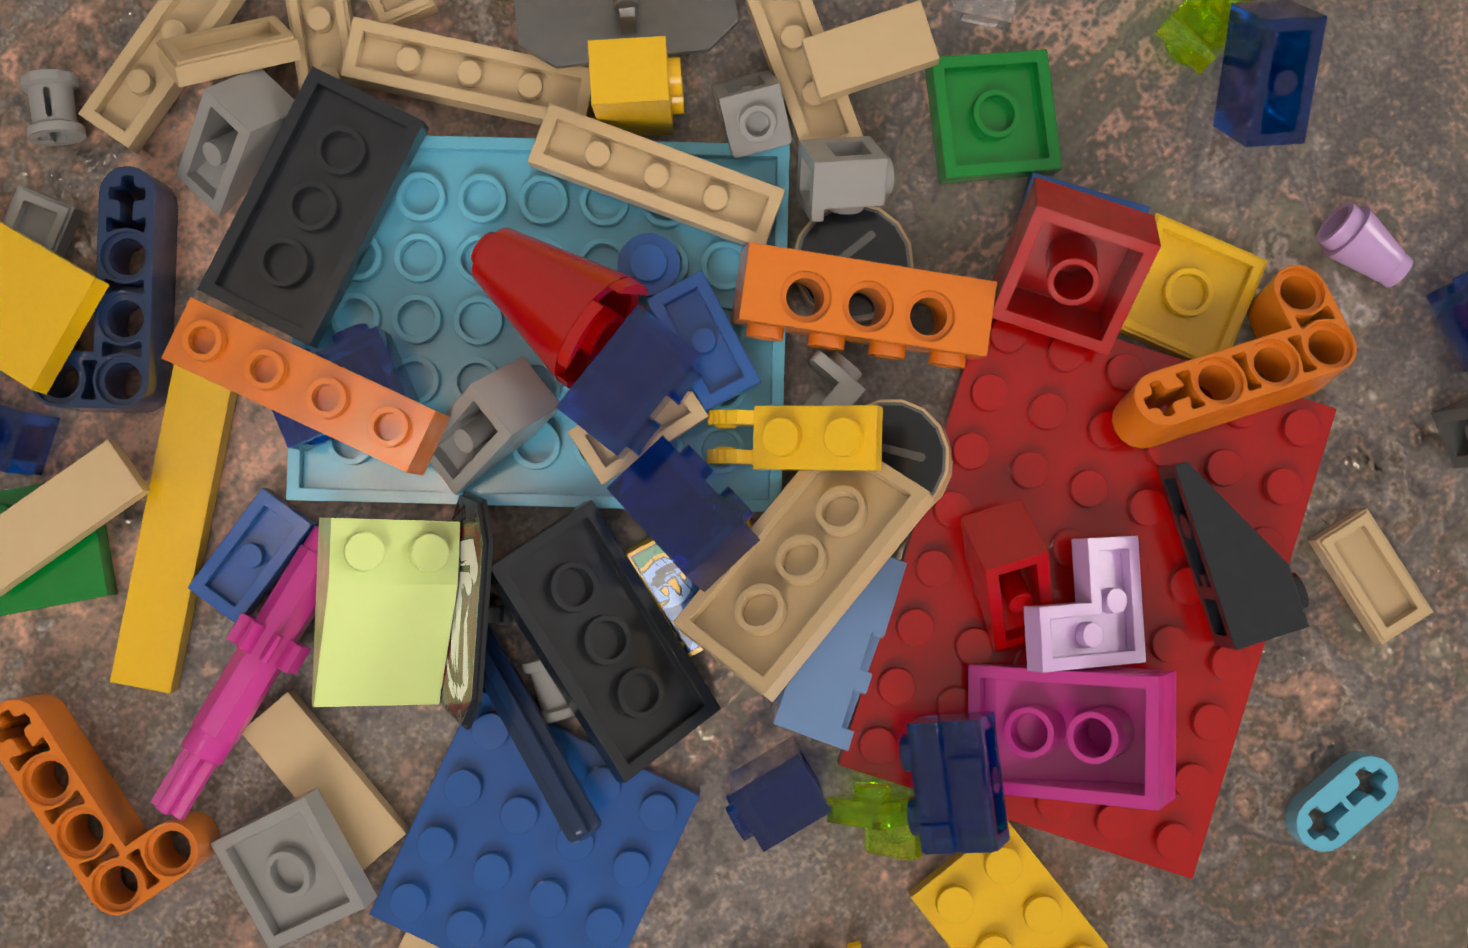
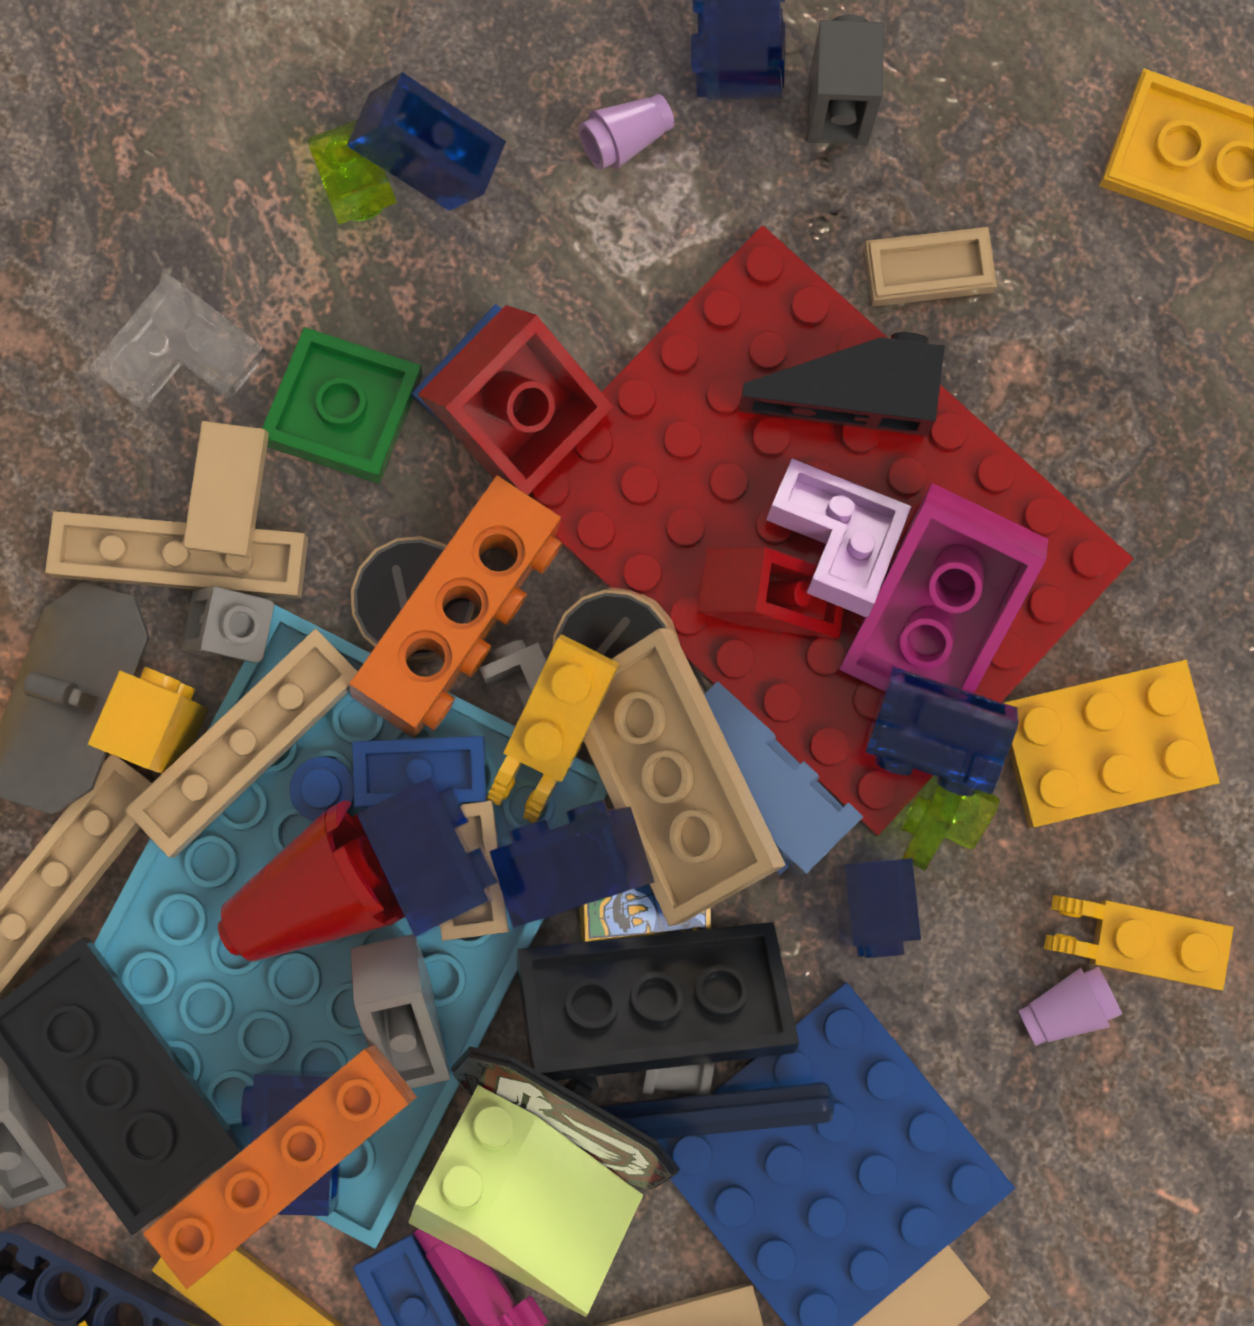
camera: 60 degrees left, 5 degrees down
(842, 175) = (328, 570): light grey brick -> none
(1193, 293) = (596, 303): yellow tile -> none
(1282, 352) = (683, 306): orange beam -> none
(1345, 814) = (1137, 386): medium azure beam -> none

